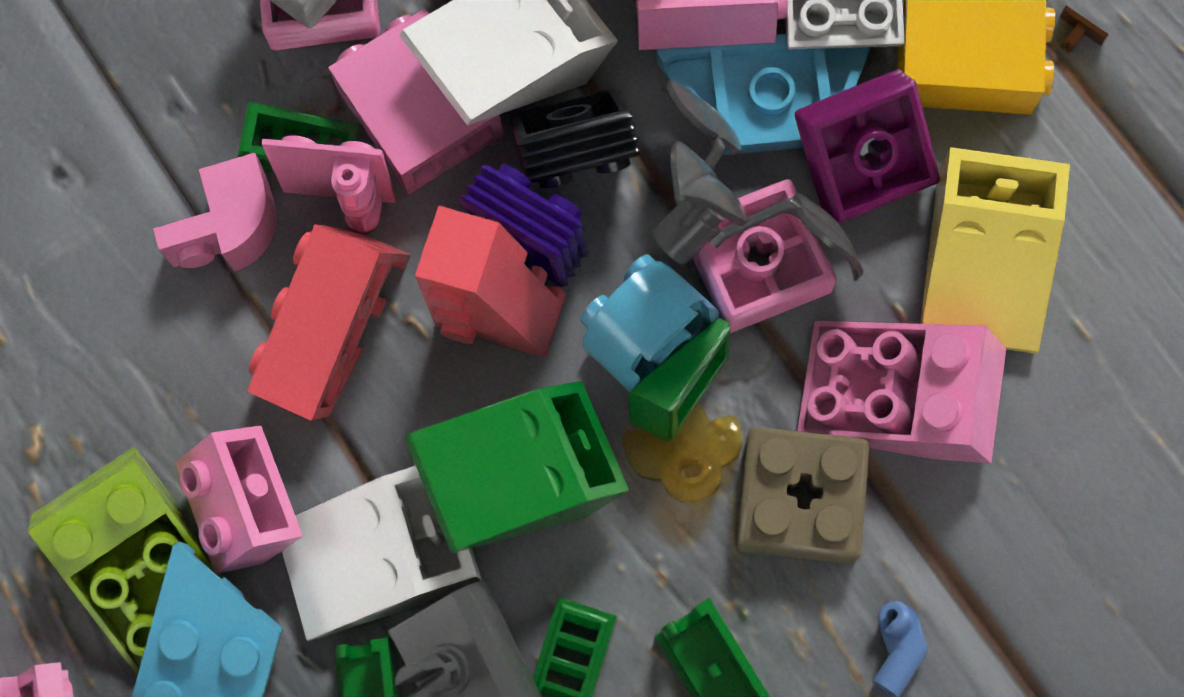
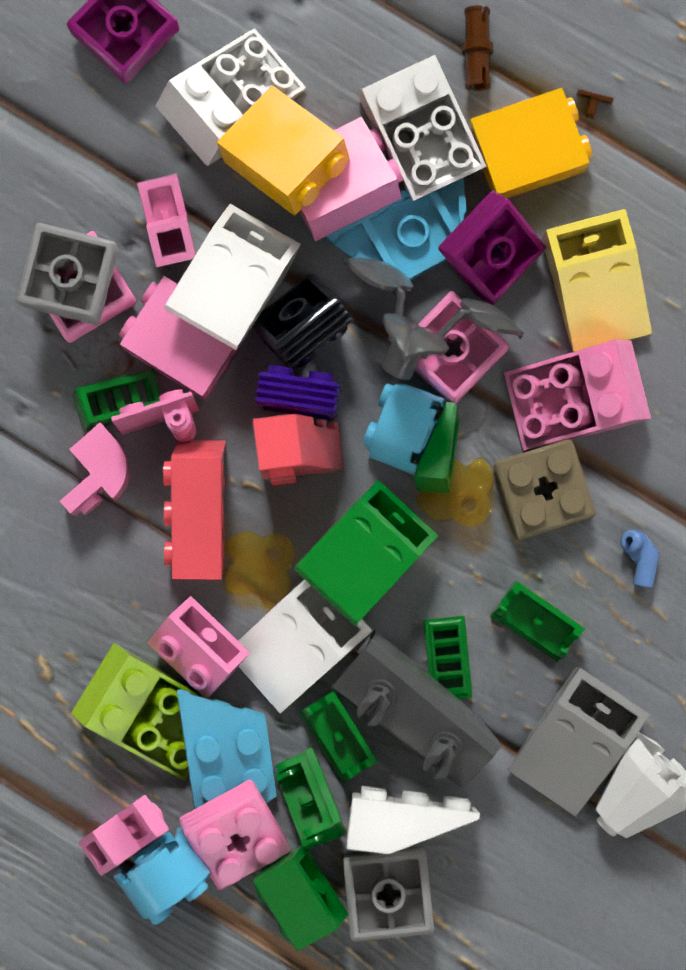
camera: 30 degrees left, 10 degrees up
(366, 431) = (255, 570): none -> clear yellow plate

